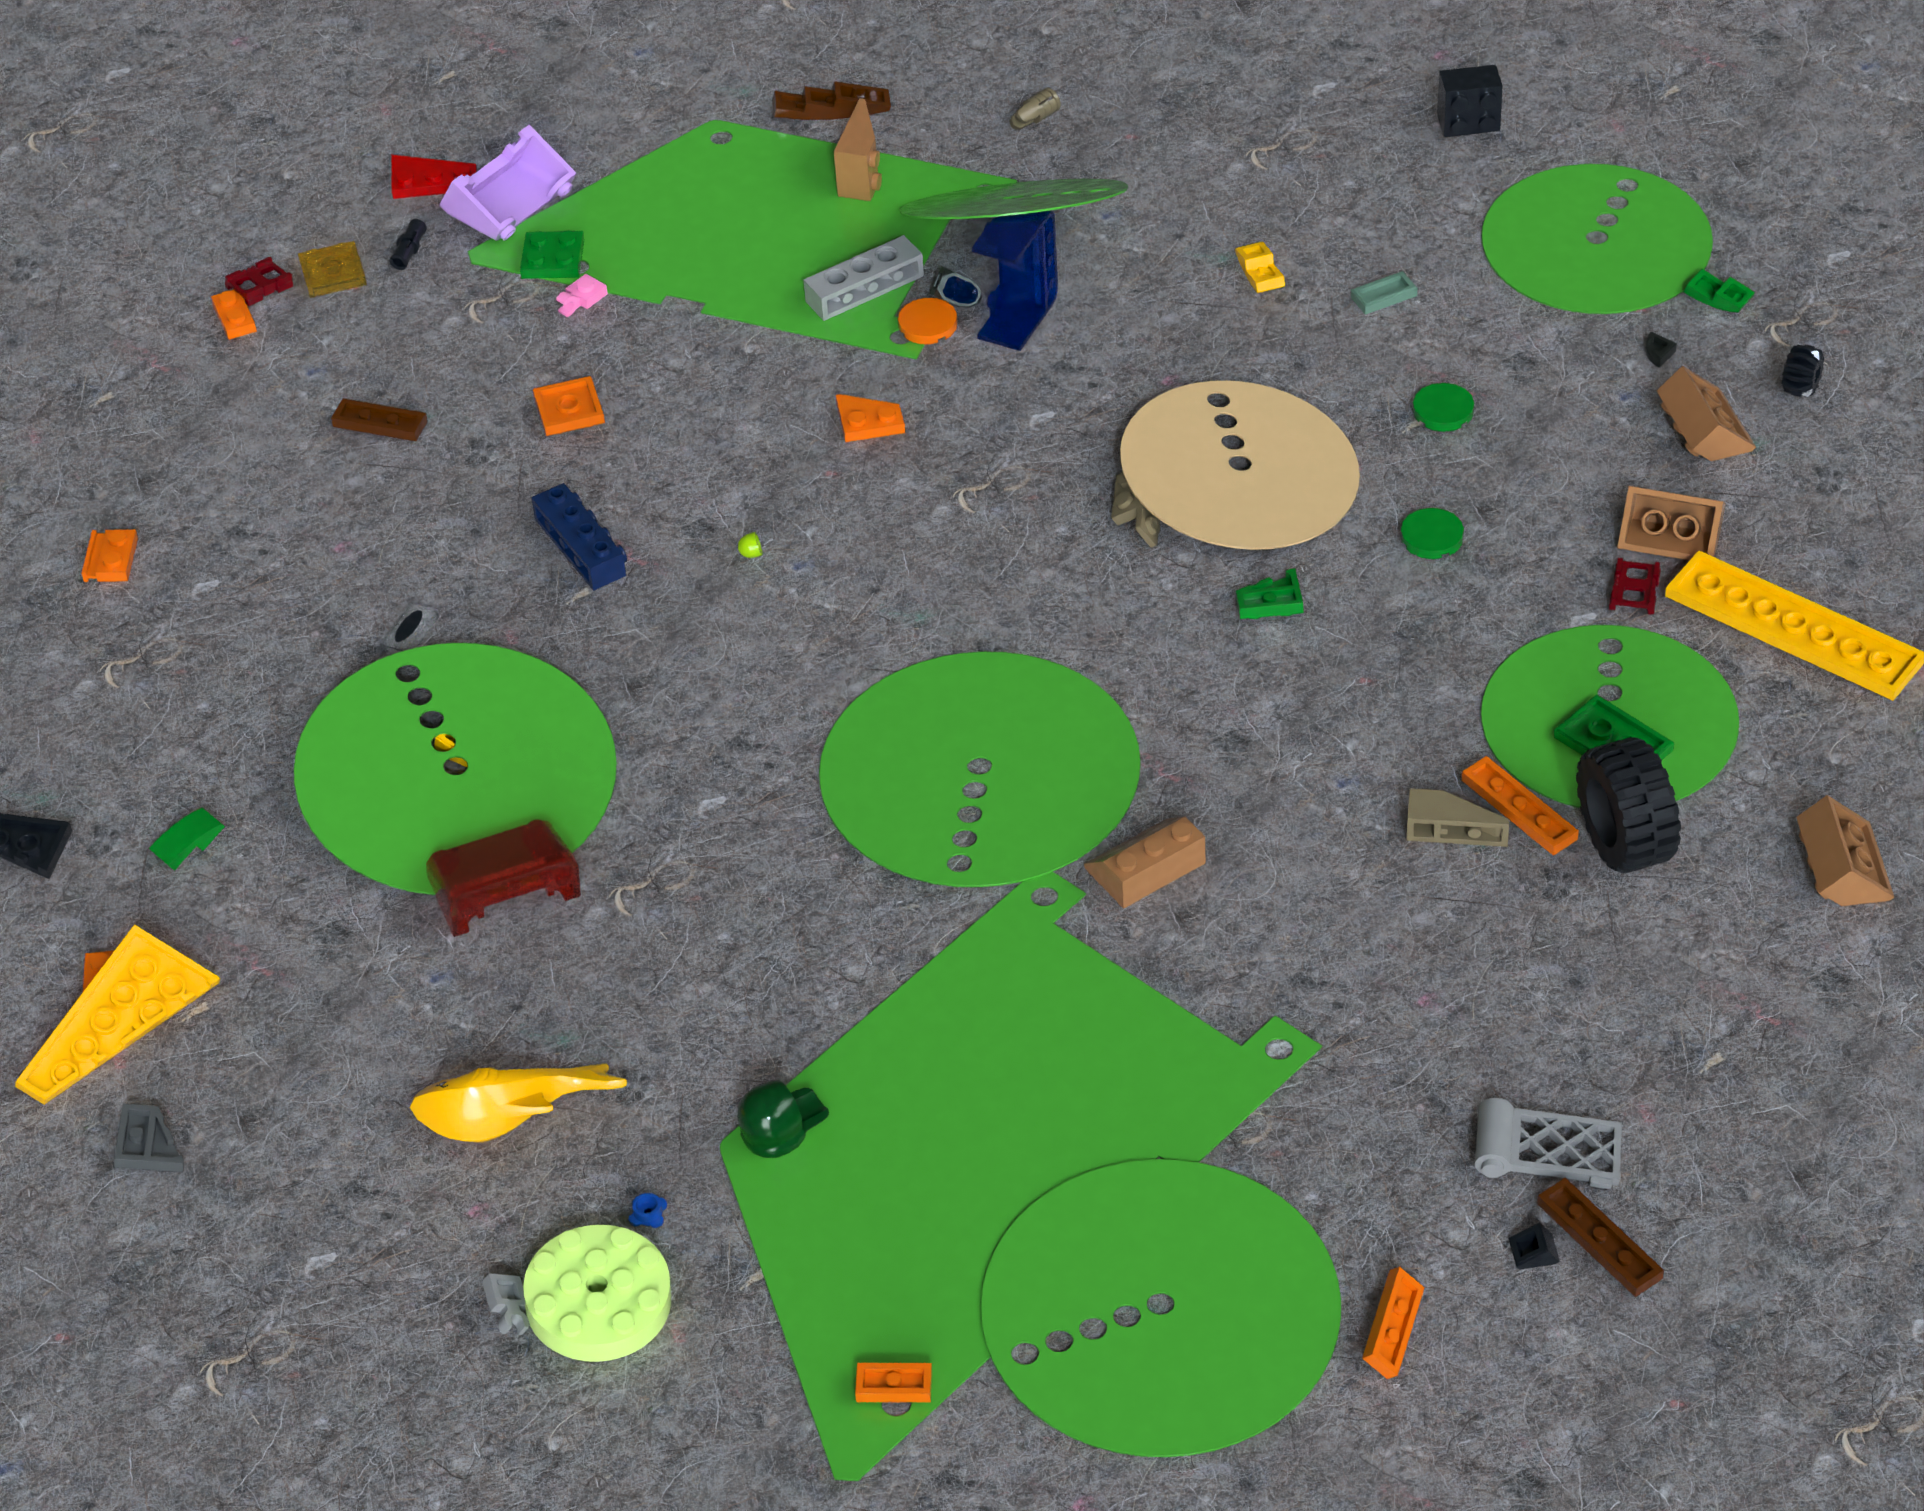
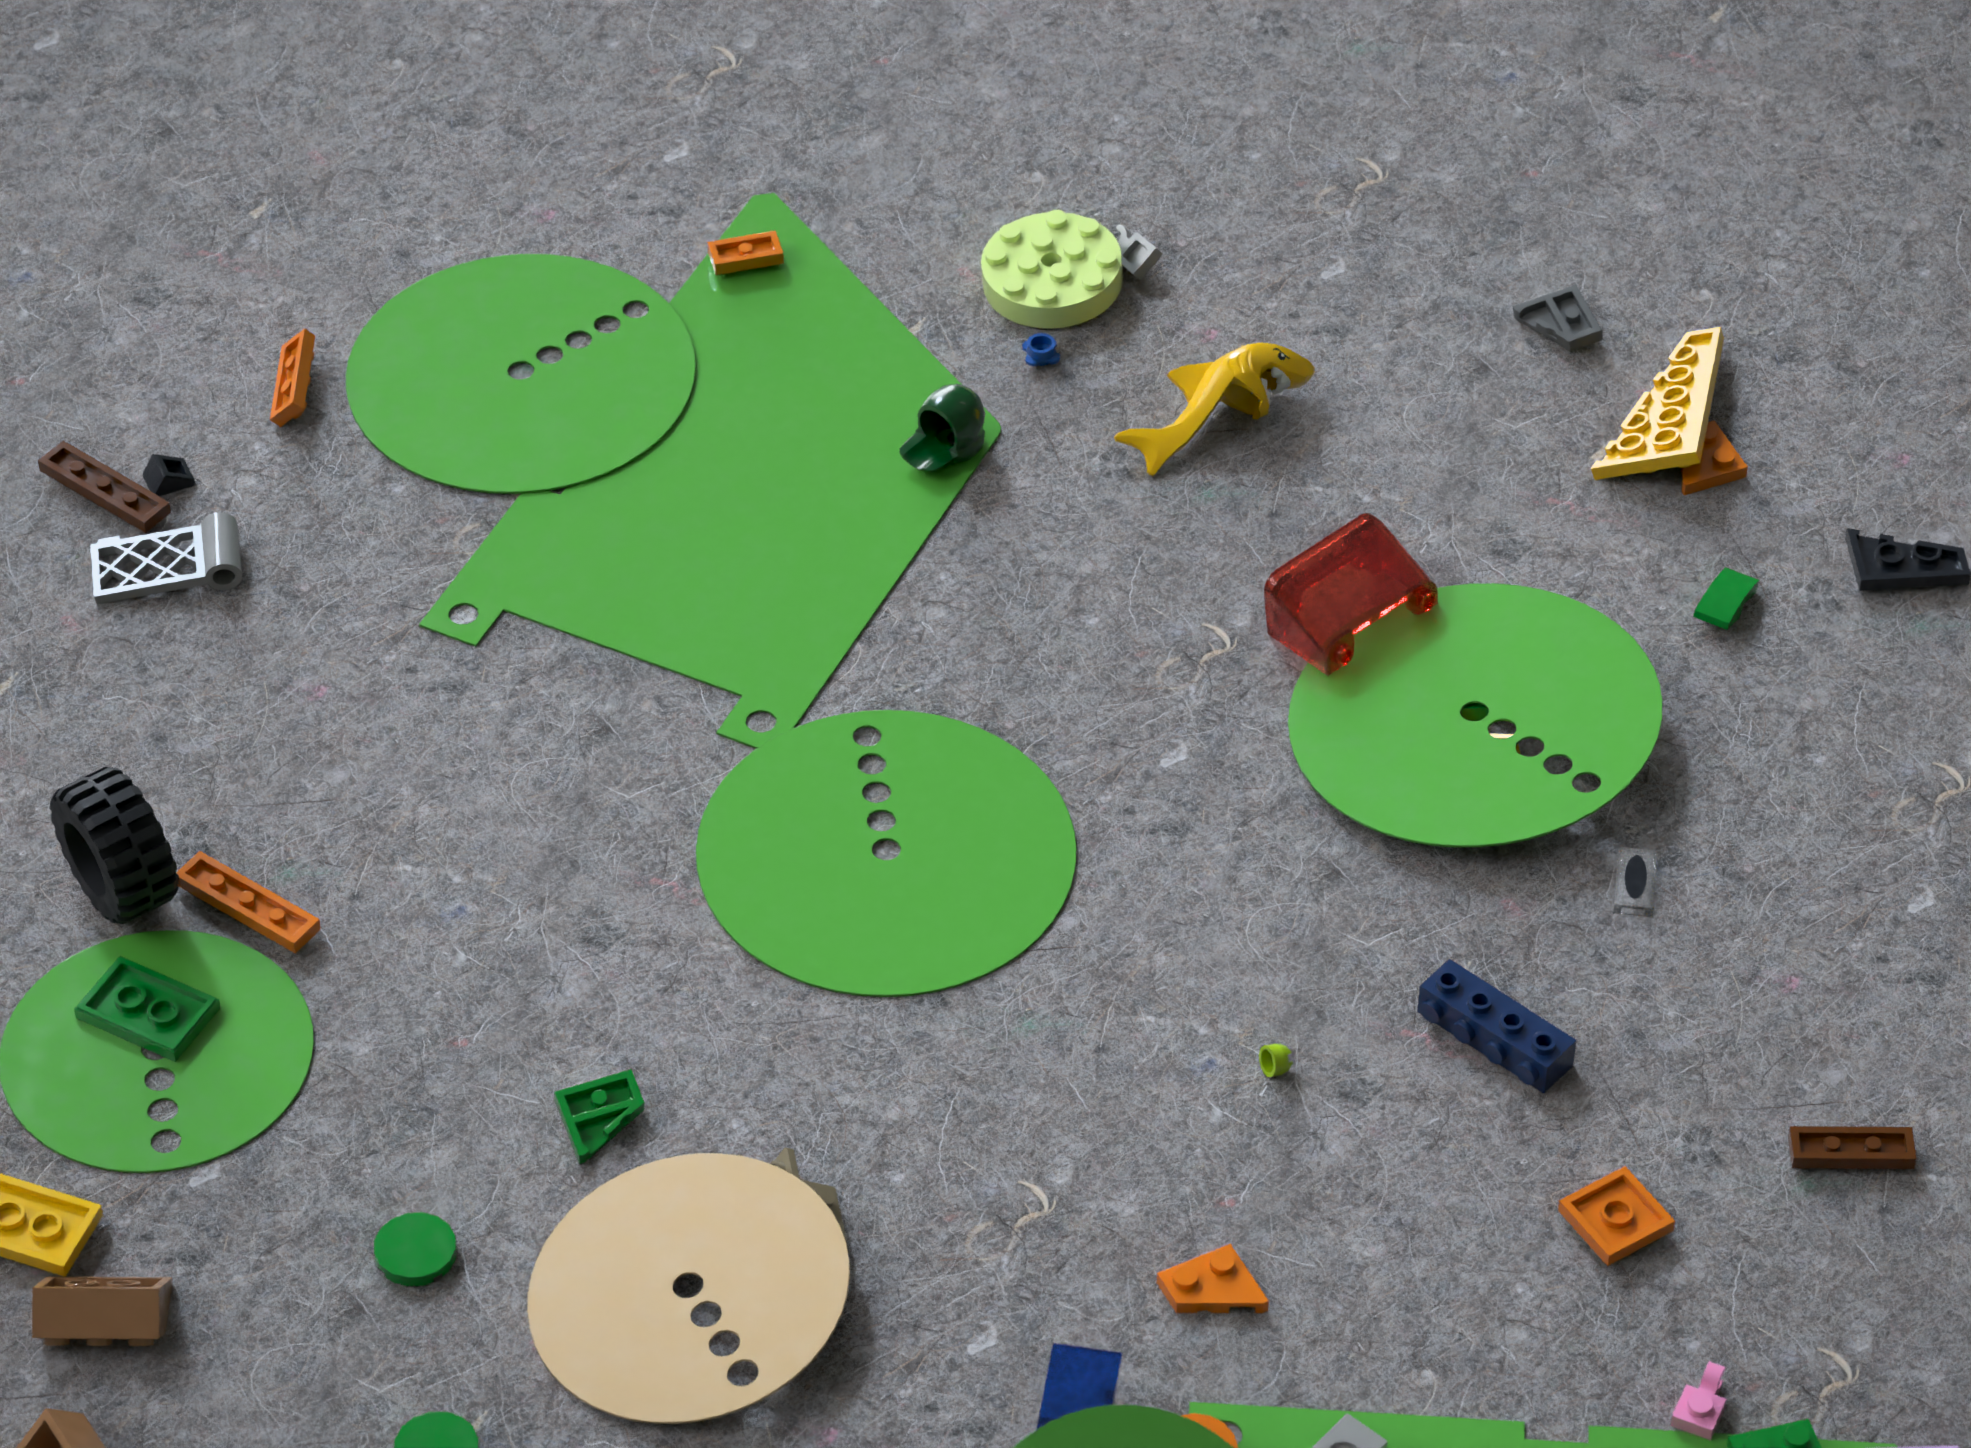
camera: 160 degrees right, 0 degrees up
(1149, 860) = (657, 762): medium nougat slope -> none
(1450, 819) = (322, 865): dark tan slope -> none
(1624, 583) = (157, 1218): dark red piece -> none

